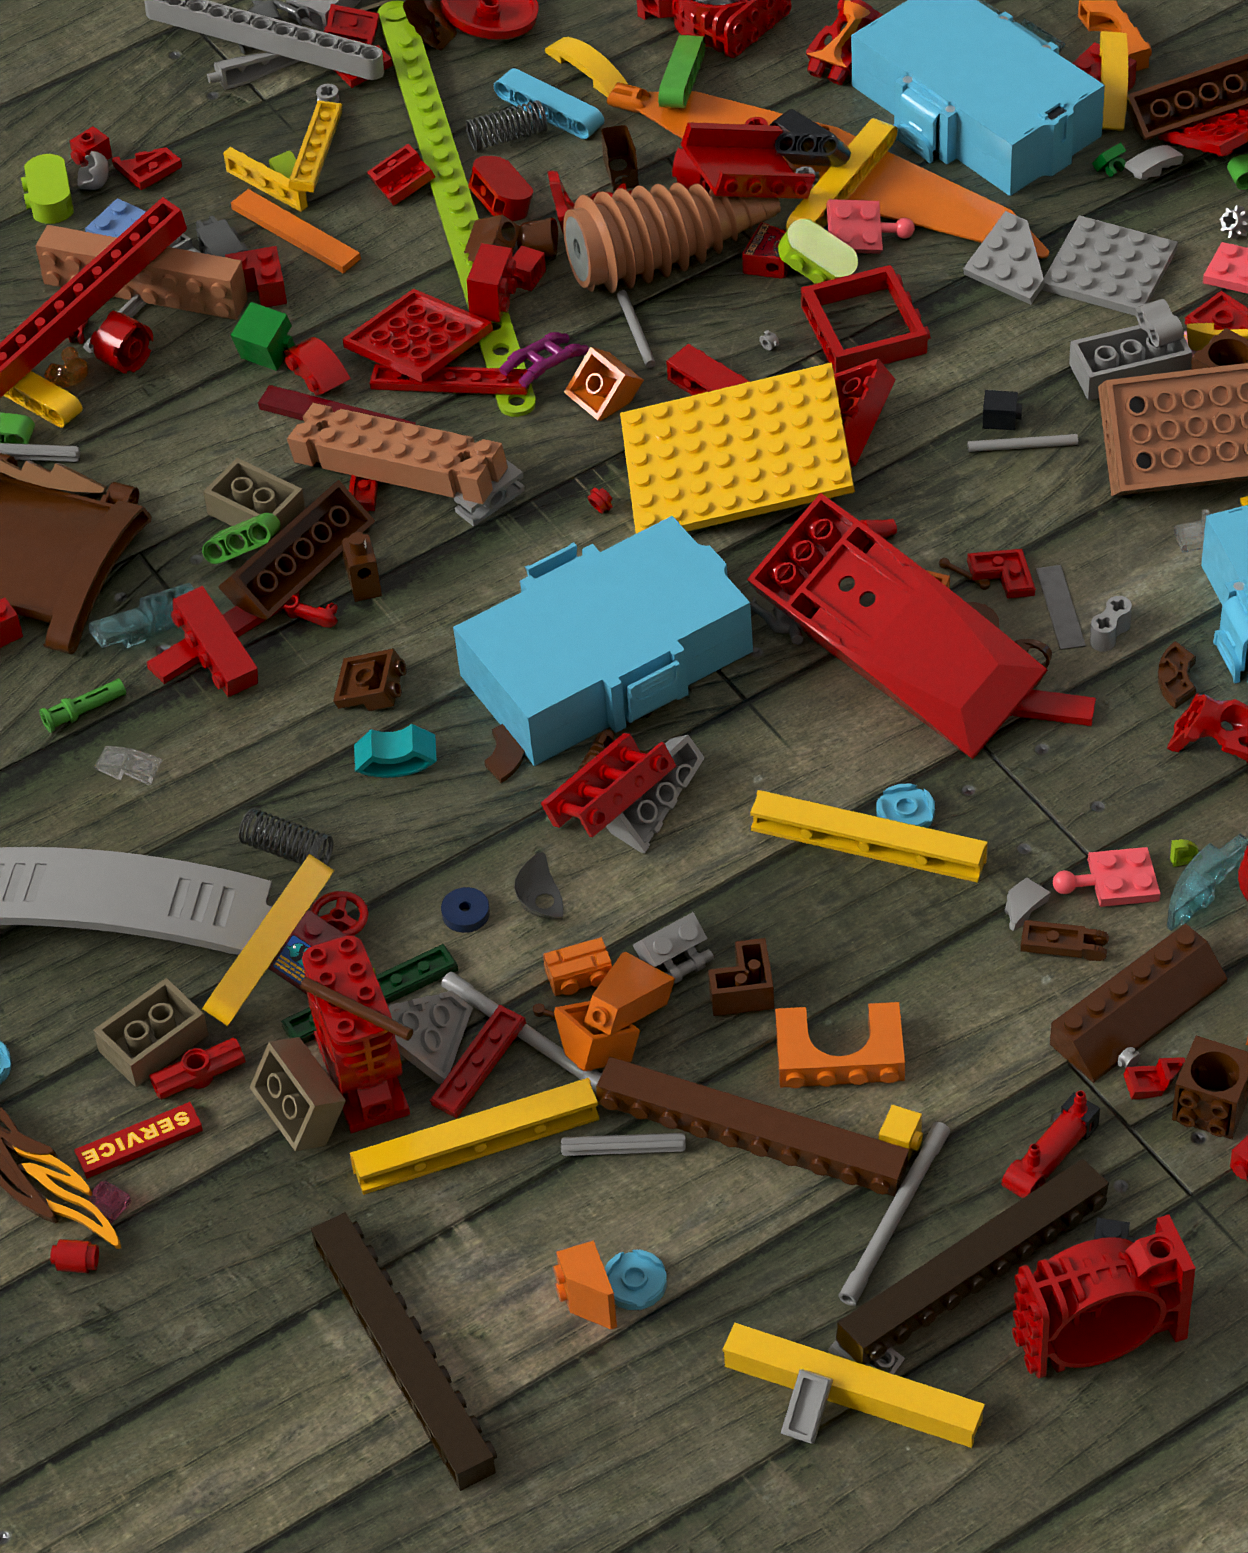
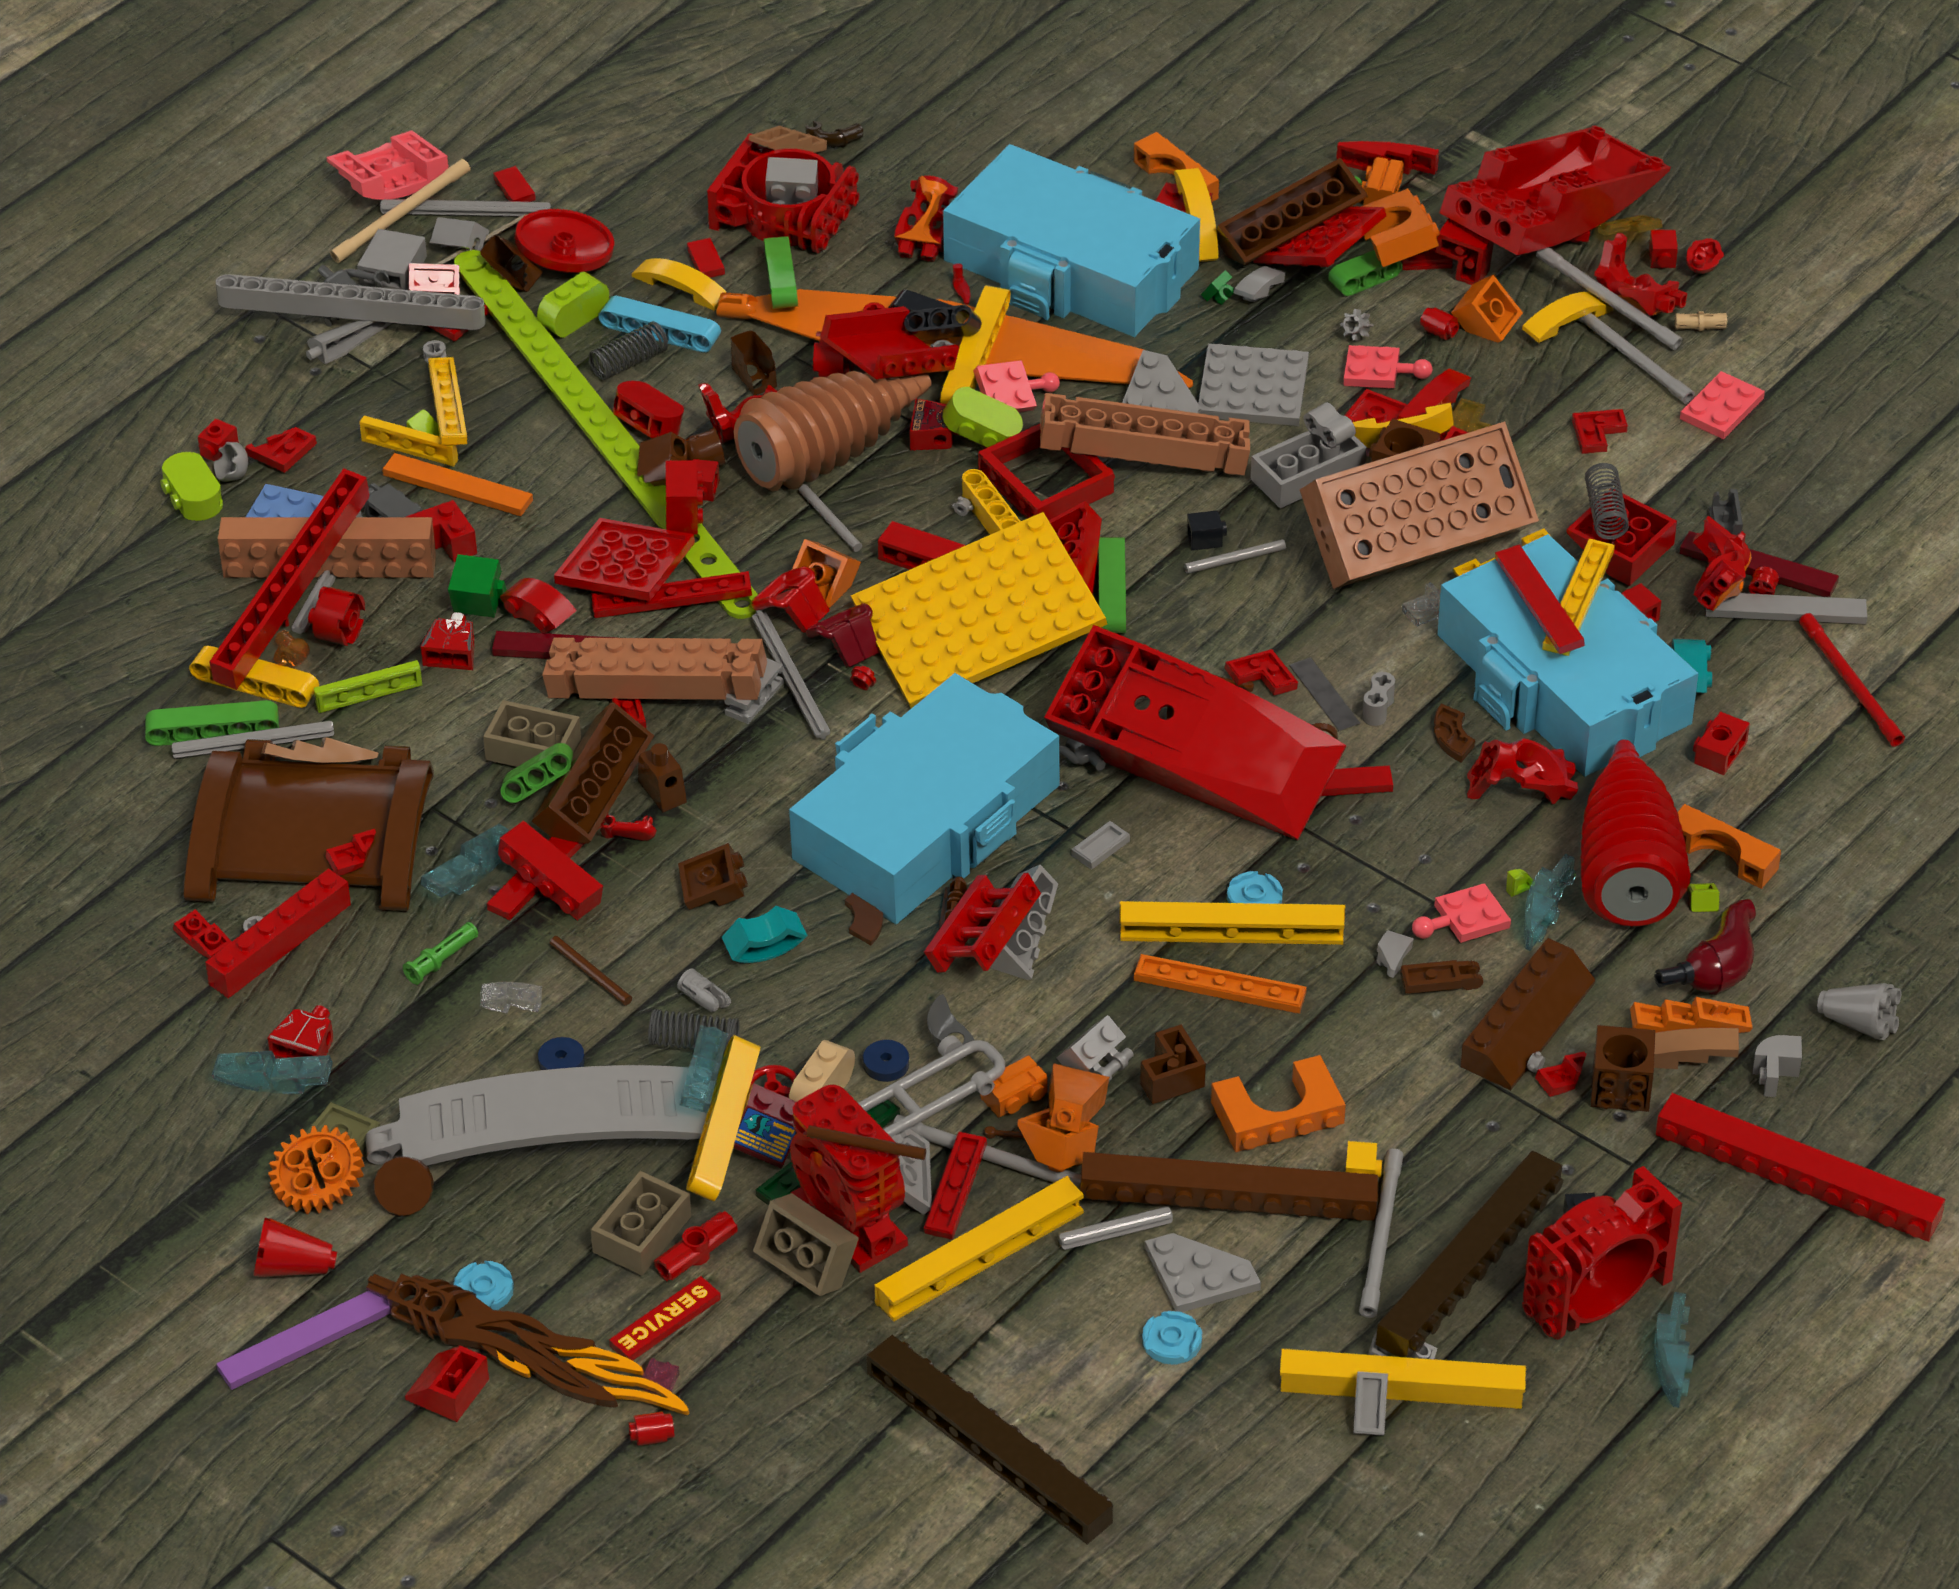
camera: 20 degrees left, 5 degrees down
(34, 588) = (351, 855): none -> red slope
(125, 418) = (368, 686): none -> lime tile
(151, 827) = (561, 1053): none -> dark blue piece
(218, 753) = (591, 970): none -> reddish brown bar
(220, 389) = (449, 644): none -> red torso
(267, 884) = (703, 1069): none -> clear light blue slope
(313, 797) = (702, 991): none -> light grey hinge
(389, 917) = (826, 1066): none -> tan brick
(401, 174) = (542, 414): red slope -> none
(471, 70) = (573, 304): none -> lime brick
(524, 915) = (951, 1052): none -> light grey bar
(532, 484) = (791, 675): none -> light grey axle
(541, 364) = (757, 543): magenta piece -> none
(568, 413) = (803, 603): none -> red piece
(585, 1284) = (1138, 1347): orange slope -> none
(605, 459) = (852, 640): none -> dark red piece
(620, 45) = (706, 257): none -> red tile
(690, 1213) = (1199, 1273): none -> light grey plate
(769, 723) = (1100, 845): none -> light grey tile
(792, 339) = (987, 502): none -> yellow beam
(833, 899) = (1220, 983): none -> orange tile
(857, 112) = (960, 283): none -> red bar
(884, 450) = (1112, 583): none -> bright green beam
(971, 299) = (1144, 434): none -> nougat brick
(1077, 1121) = (1510, 1126): red piece -> none
(1154, 1420) = (1672, 1350): none -> clear light blue slope

